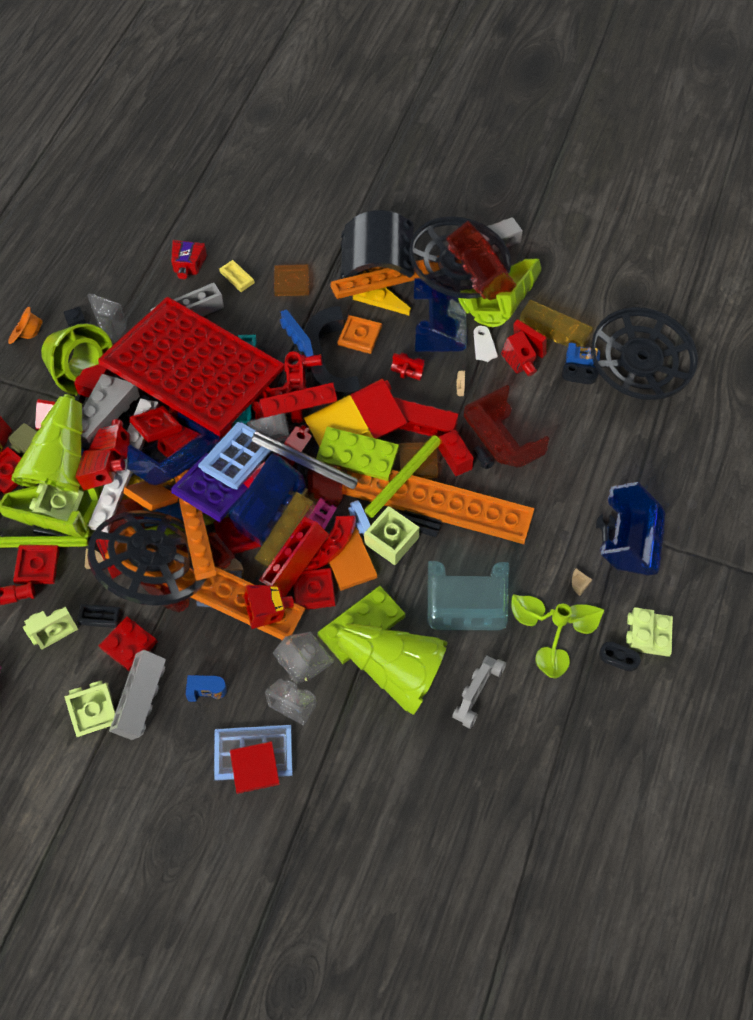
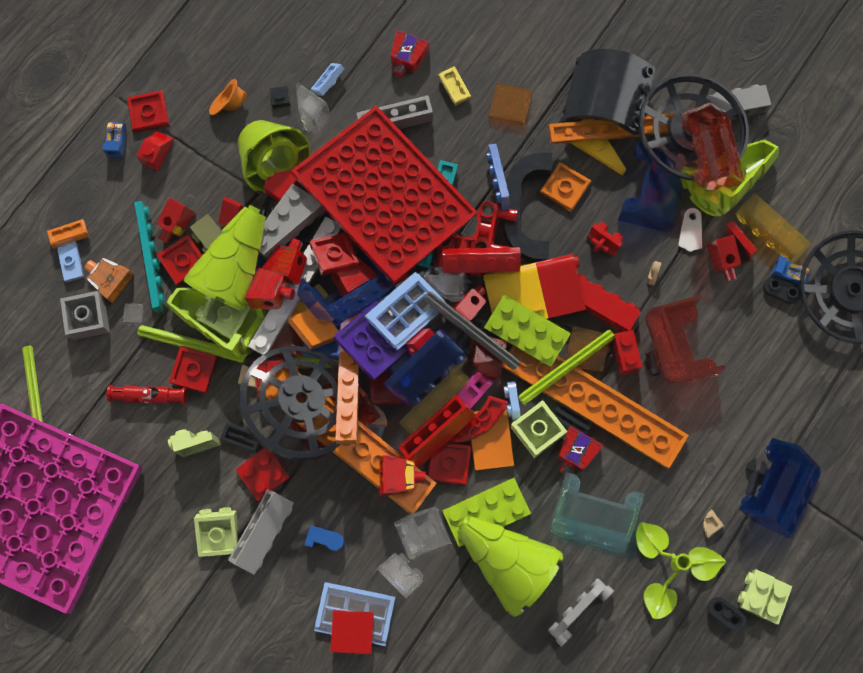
camera: 20 degrees right, 15 degrees up
(118, 290) = (327, 79): none -> light blue plate
(435, 545) = (577, 451): none -> torso

